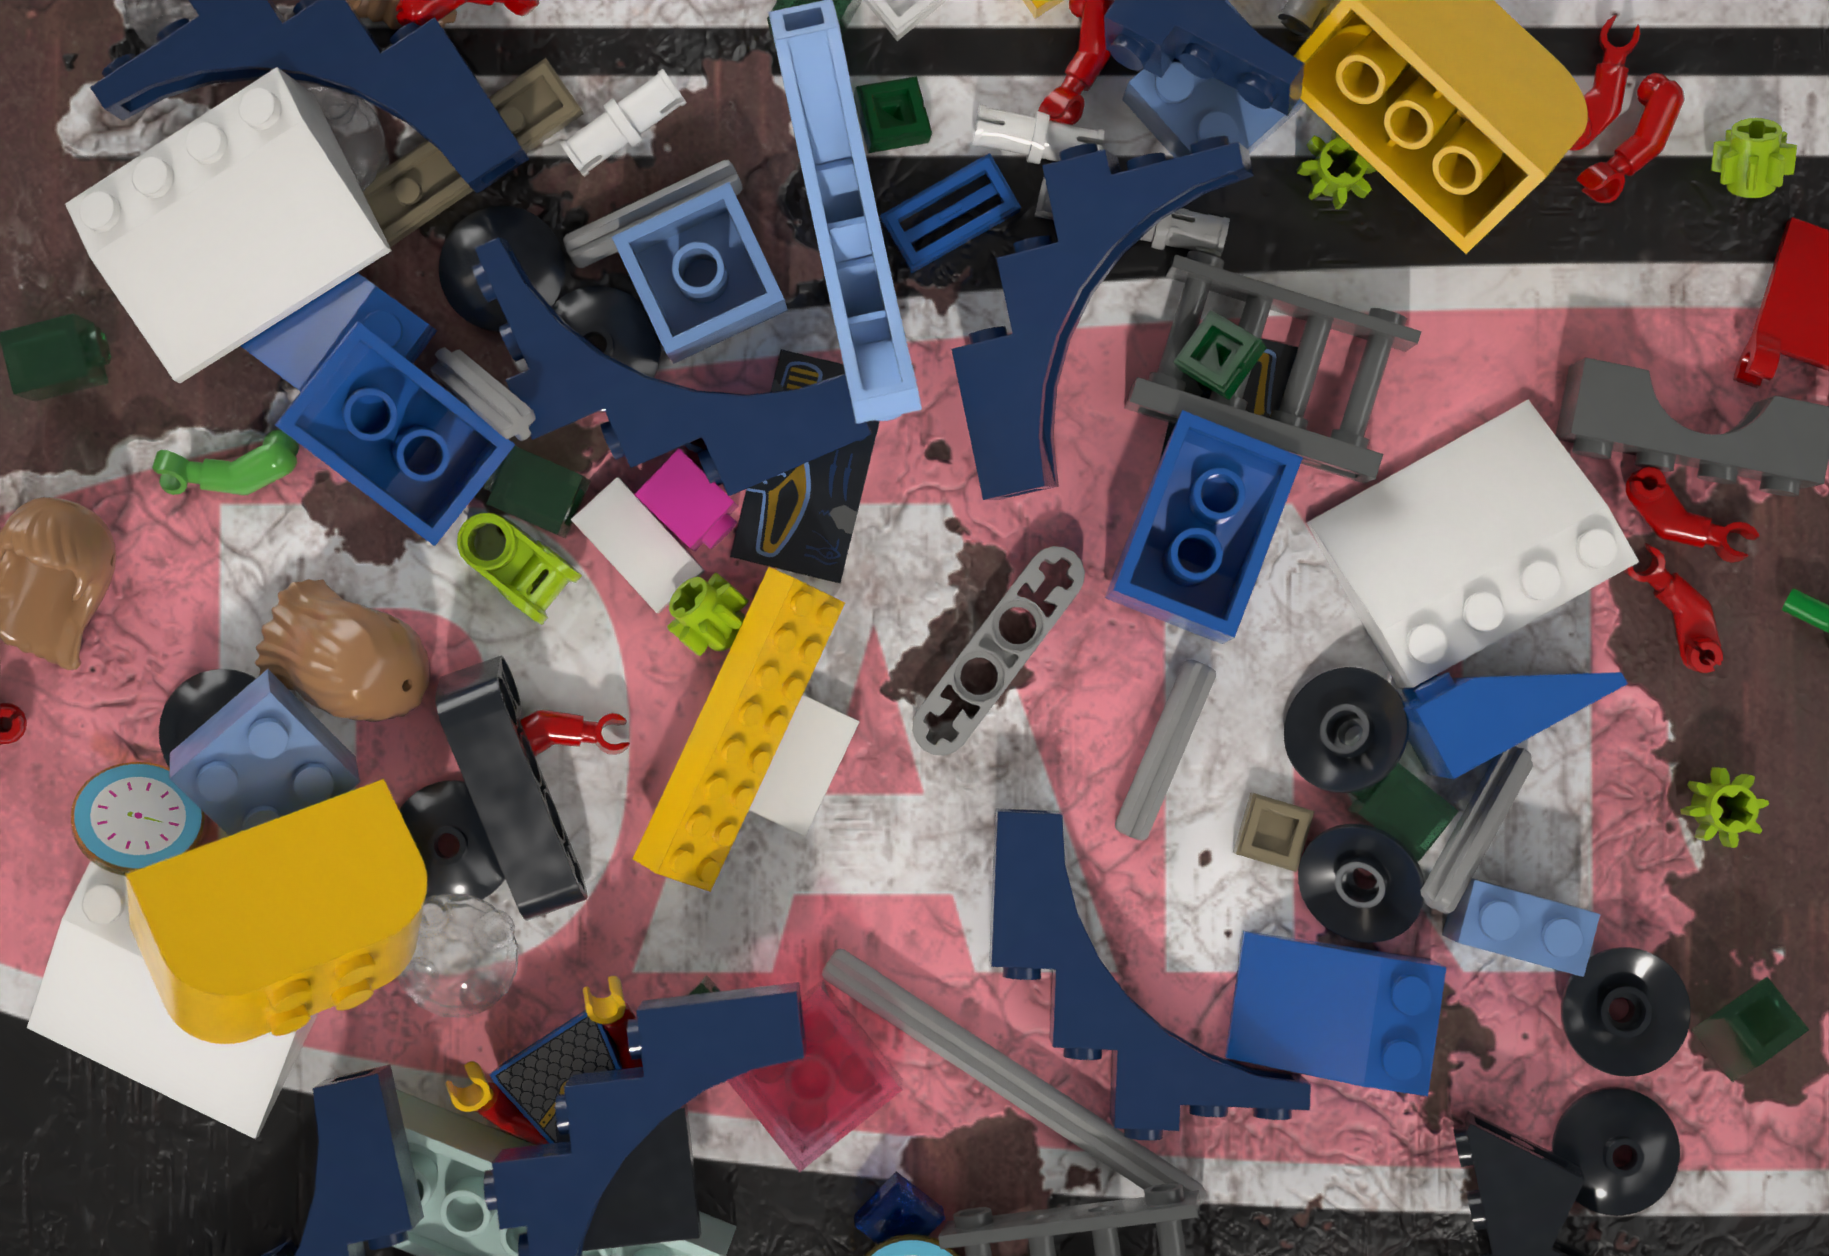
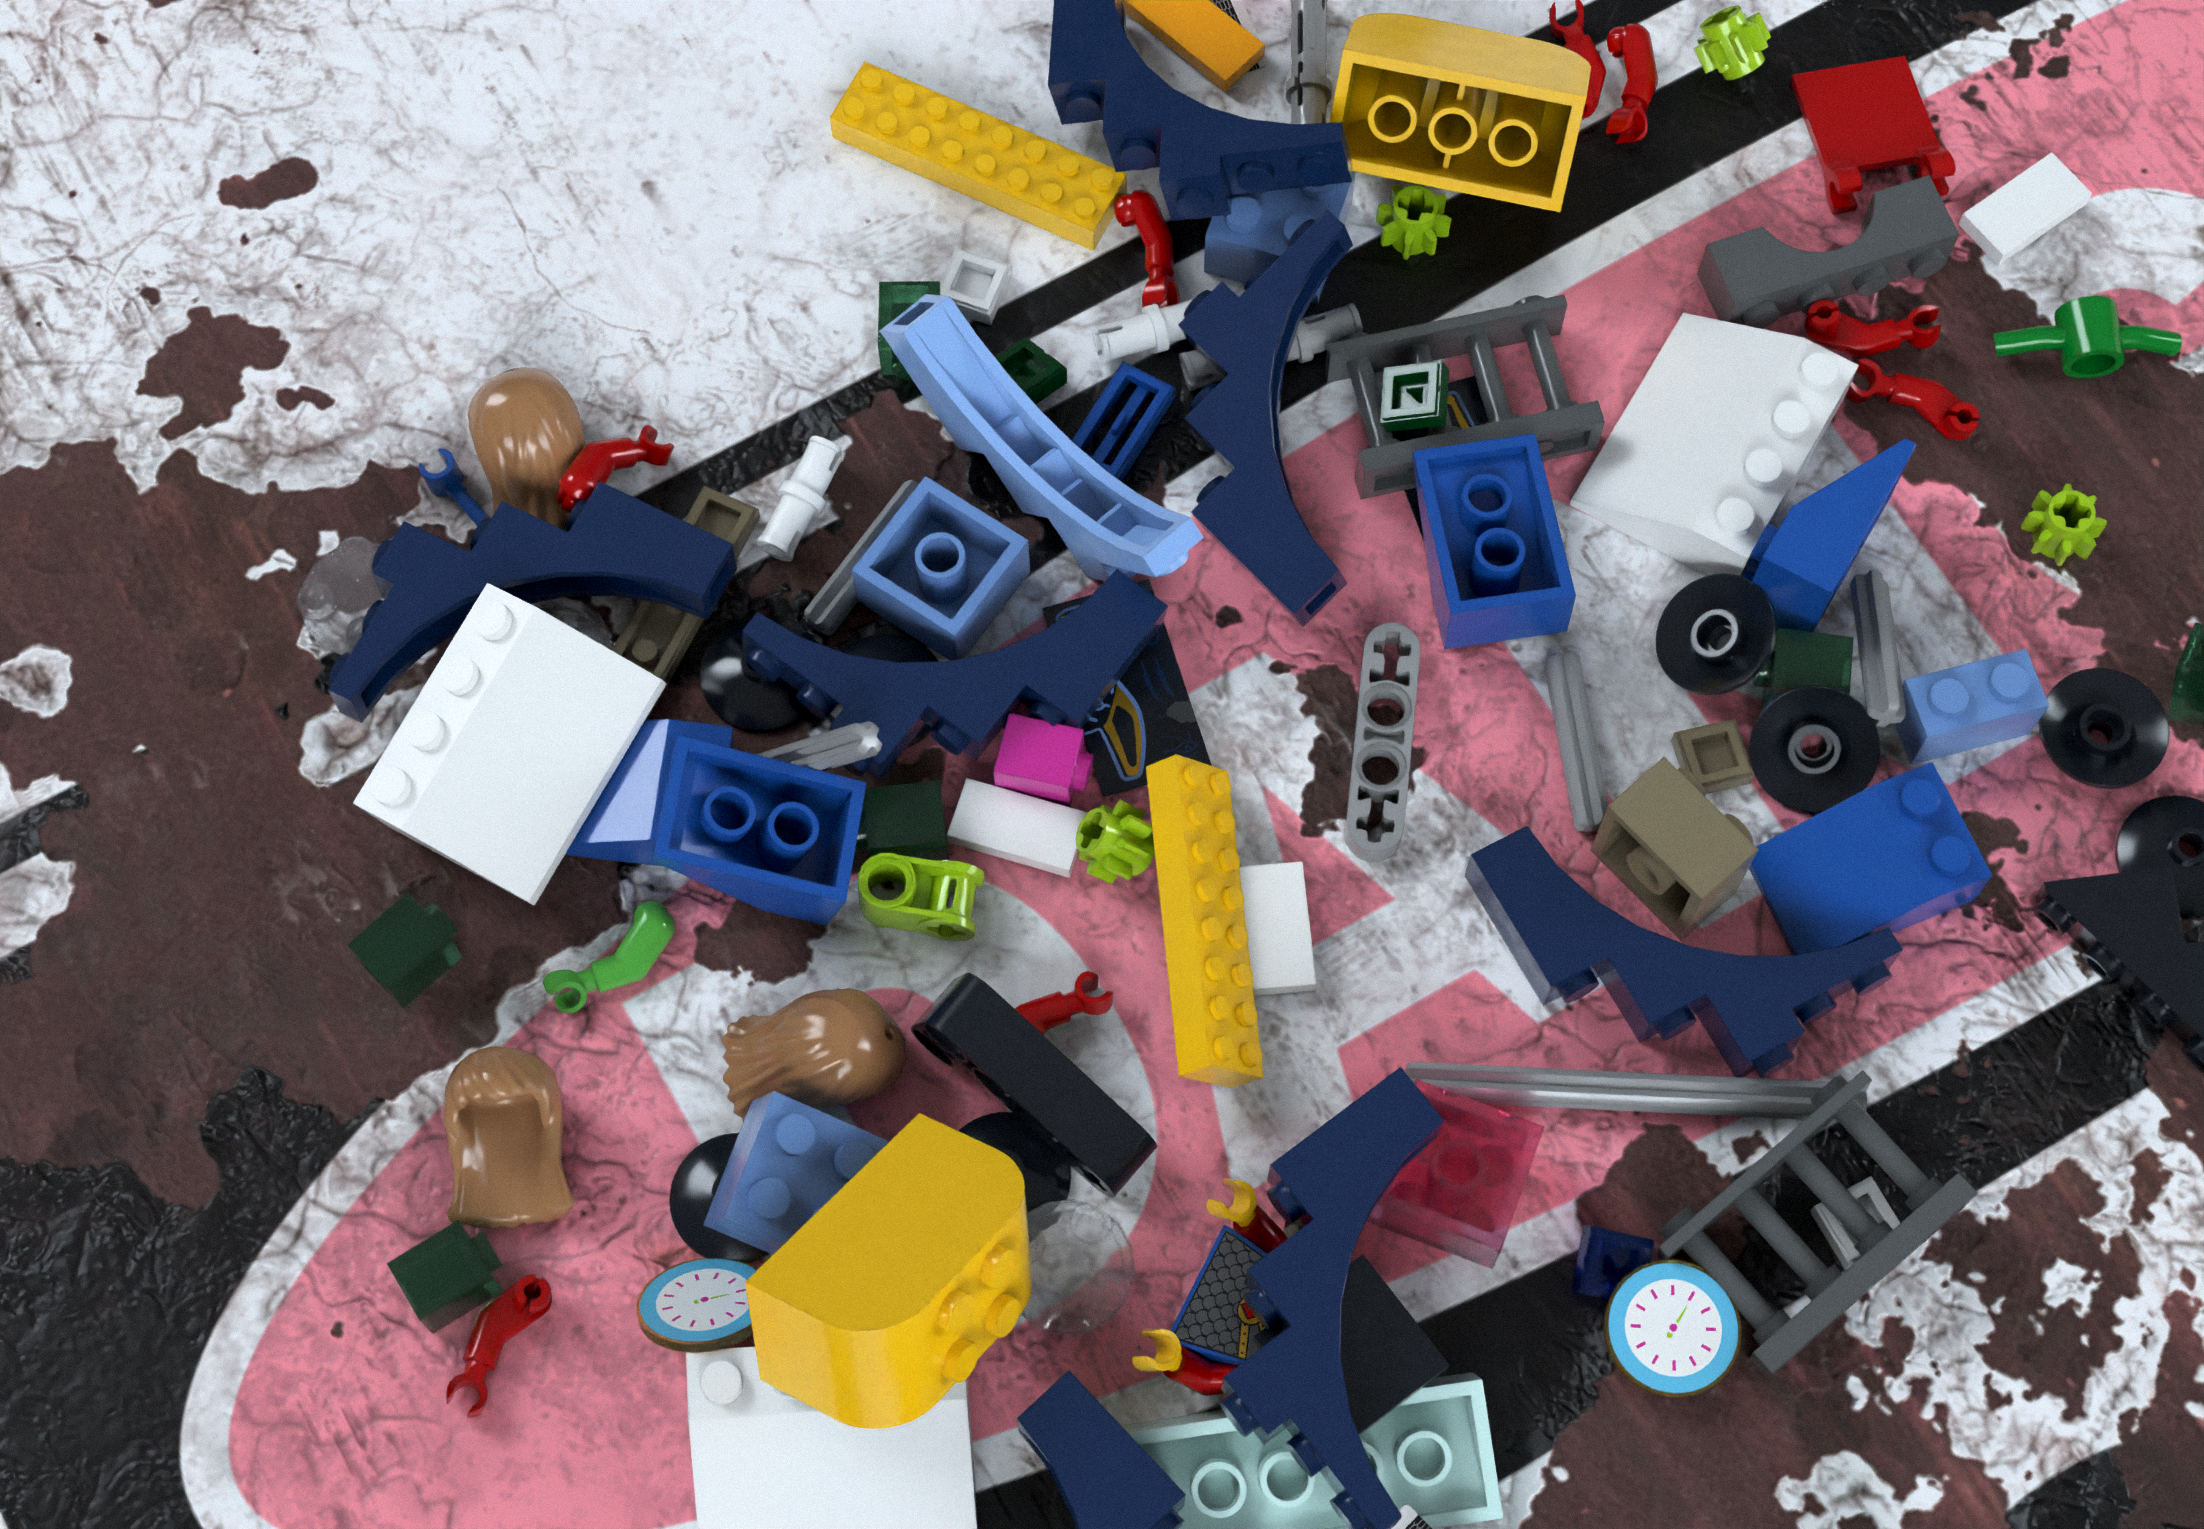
camera: 25 degrees left, 20 degrees down
(1176, 910) = (1674, 847): none -> dark tan brick

